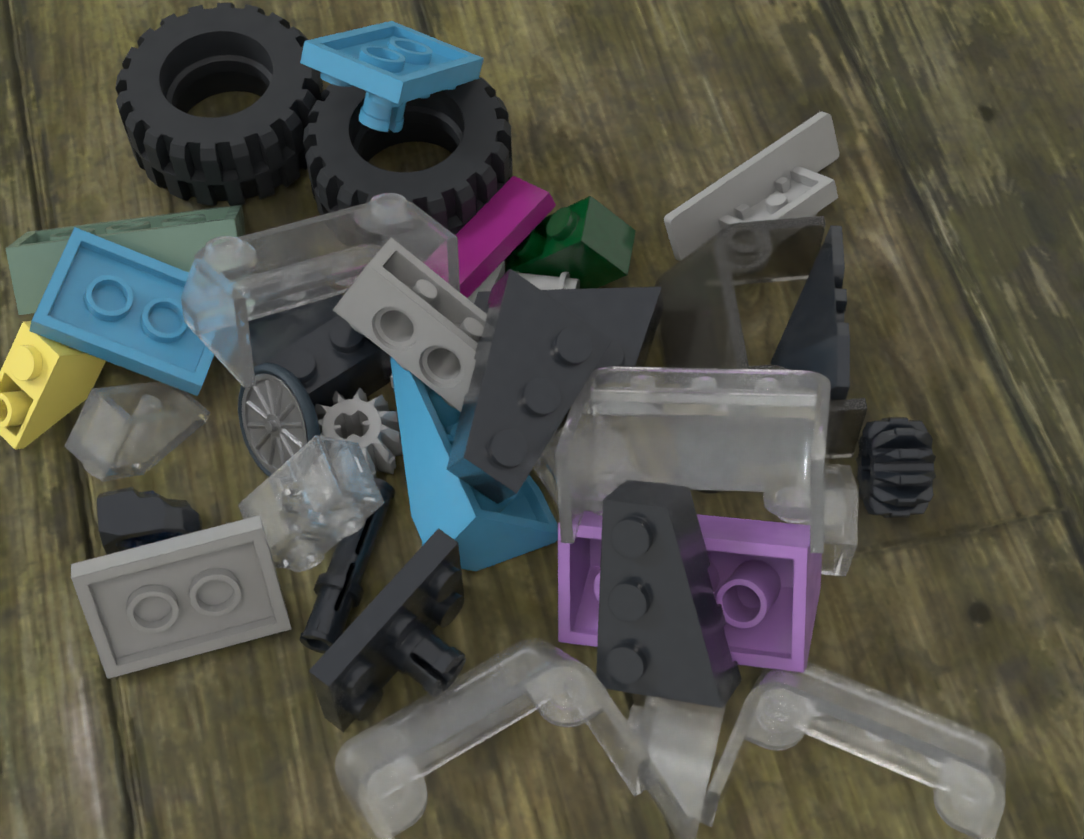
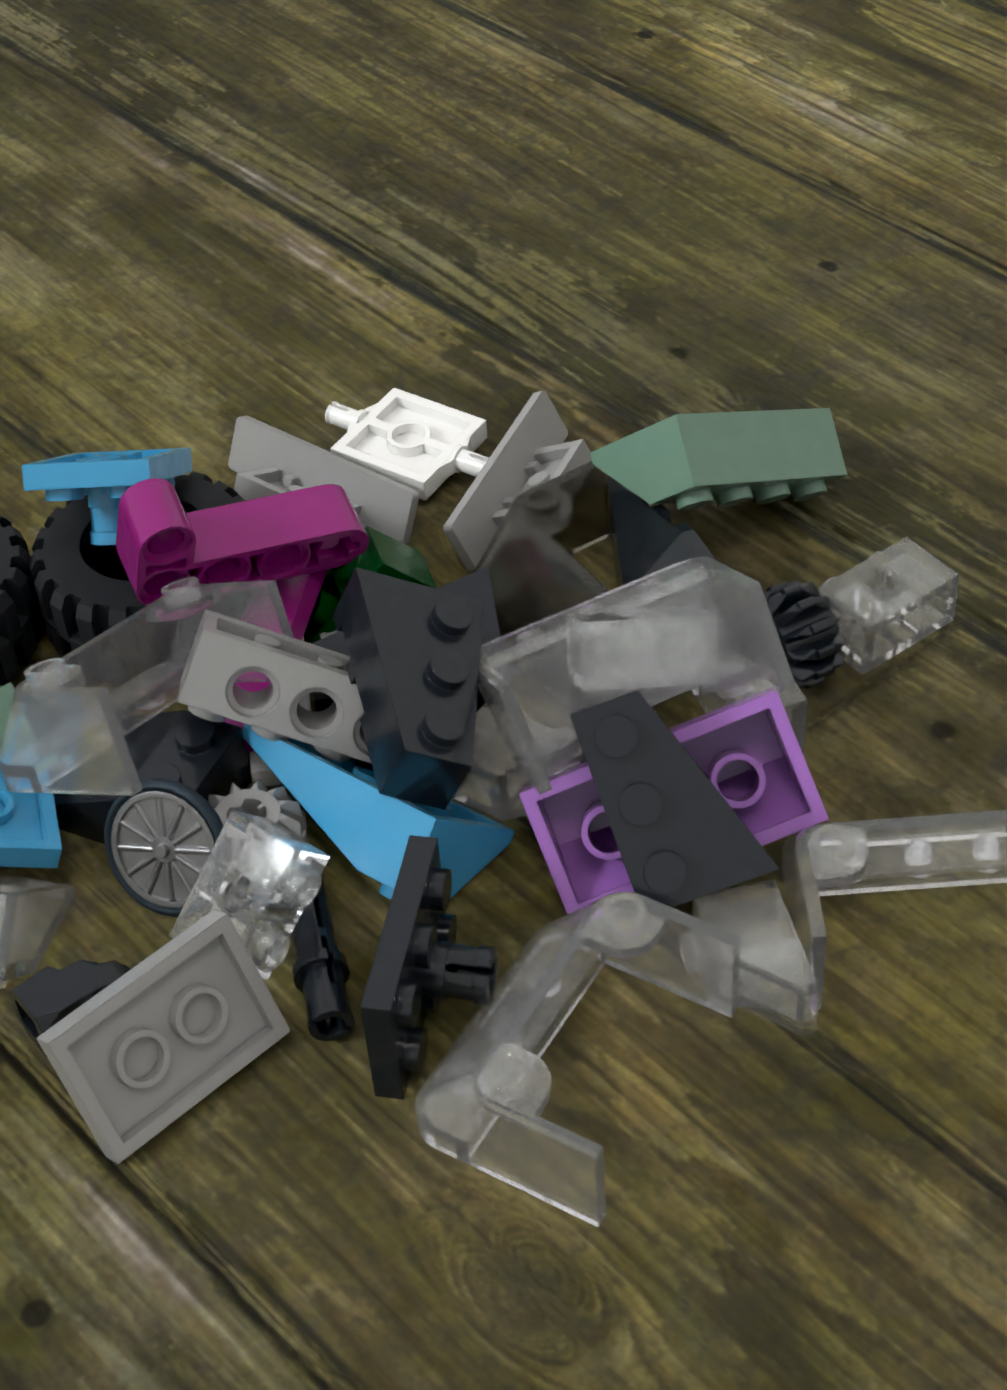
camera: 25 degrees left, 15 degrees down
(464, 173) = (235, 541): none -> magenta beam
(589, 122) = (279, 463): none -> light grey bracket
(694, 109) = (410, 440): none -> white plate
(718, 449) = (642, 648): none -> clear brick
(935, 270) = (727, 458): none -> sand green slope
(1000, 468) = (891, 602): none -> clear brick

